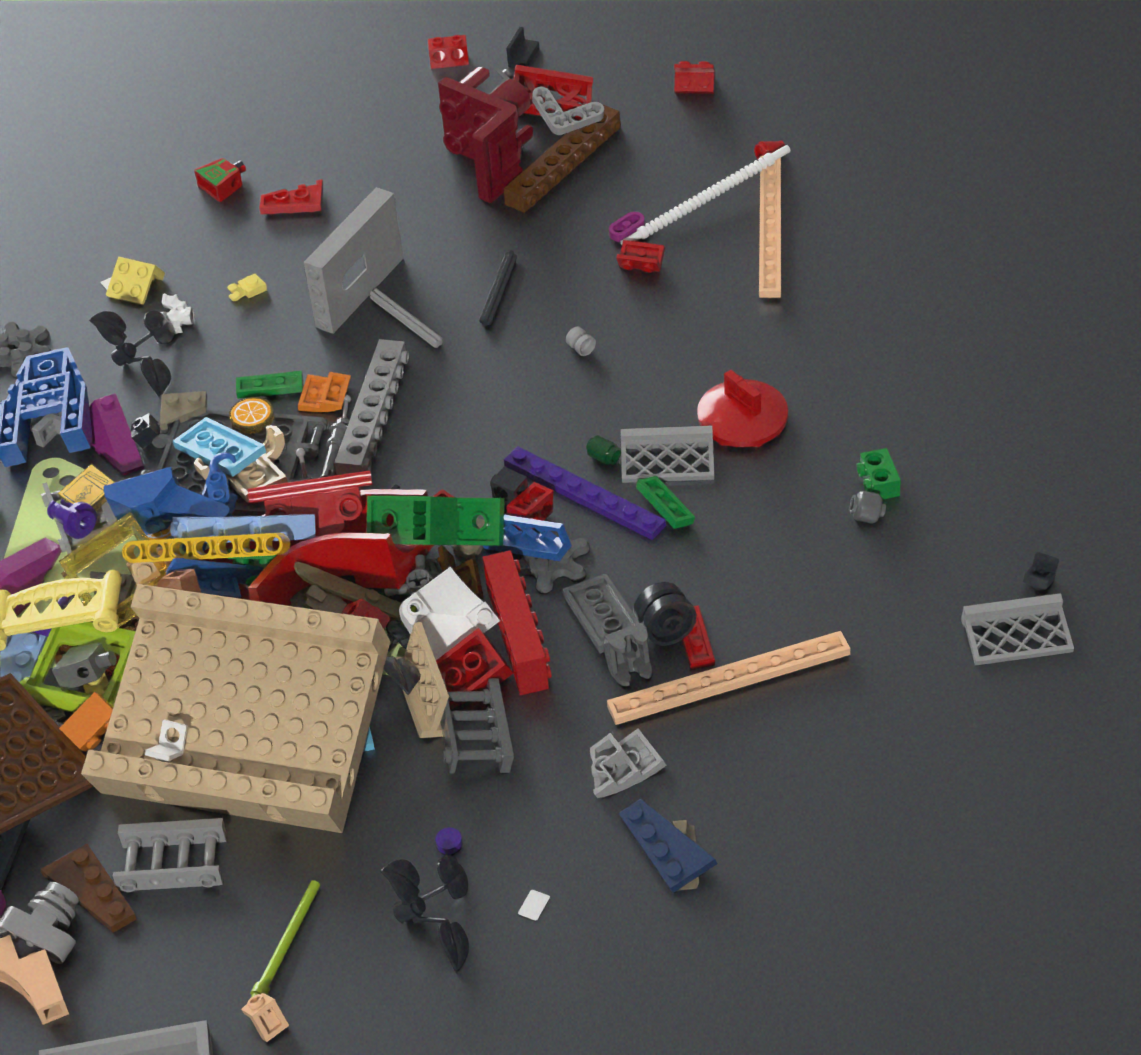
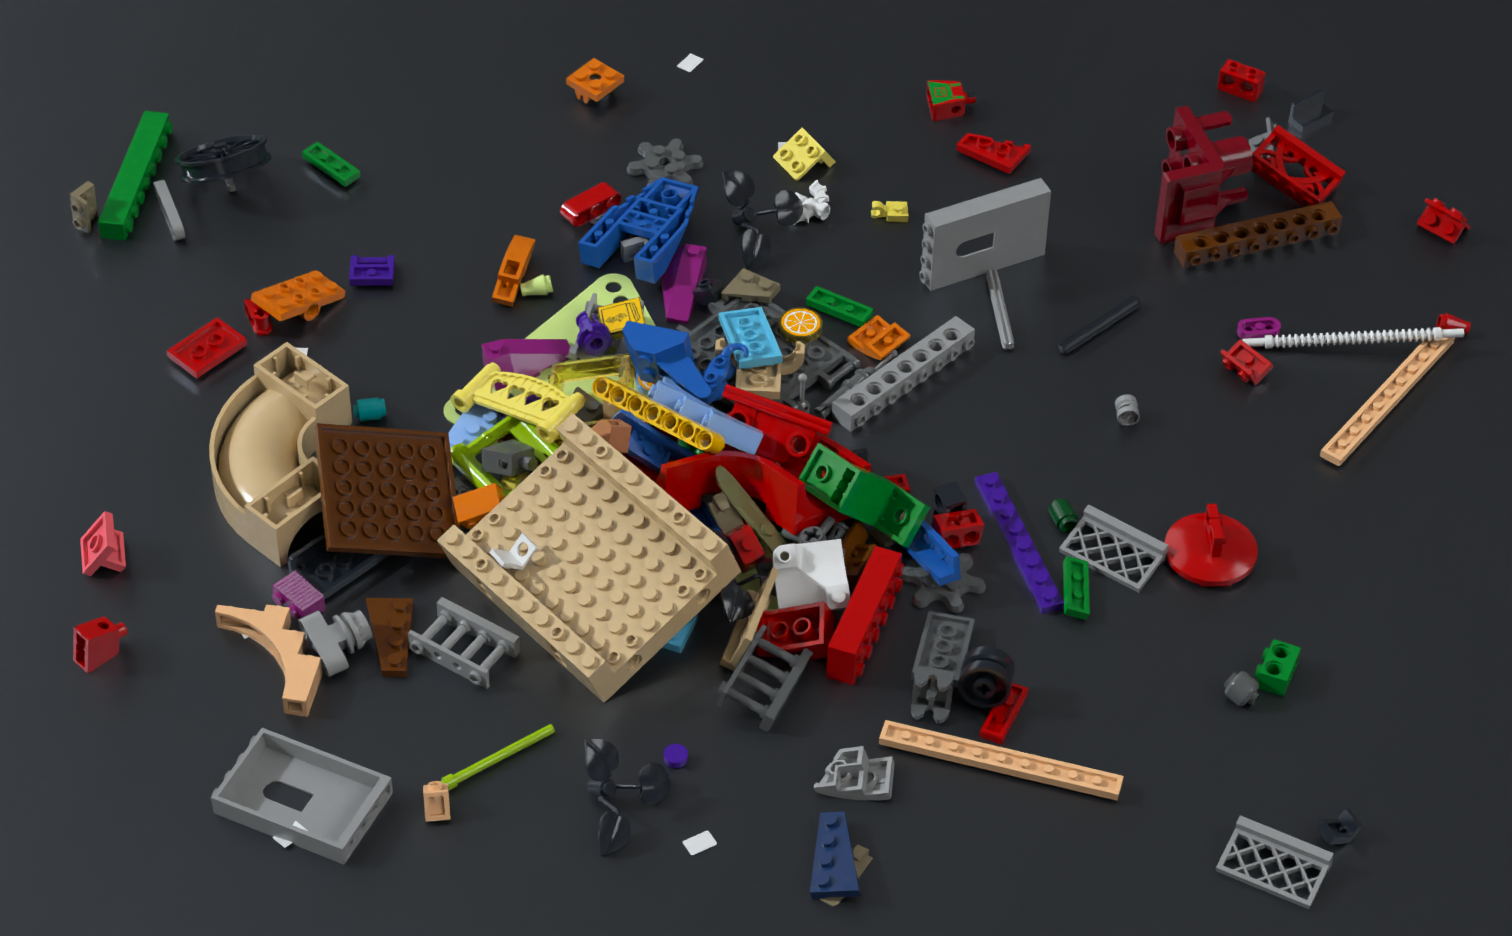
camera: 30 degrees right, 0 degrees up
(559, 117) = (1279, 195): light grey beam -> none

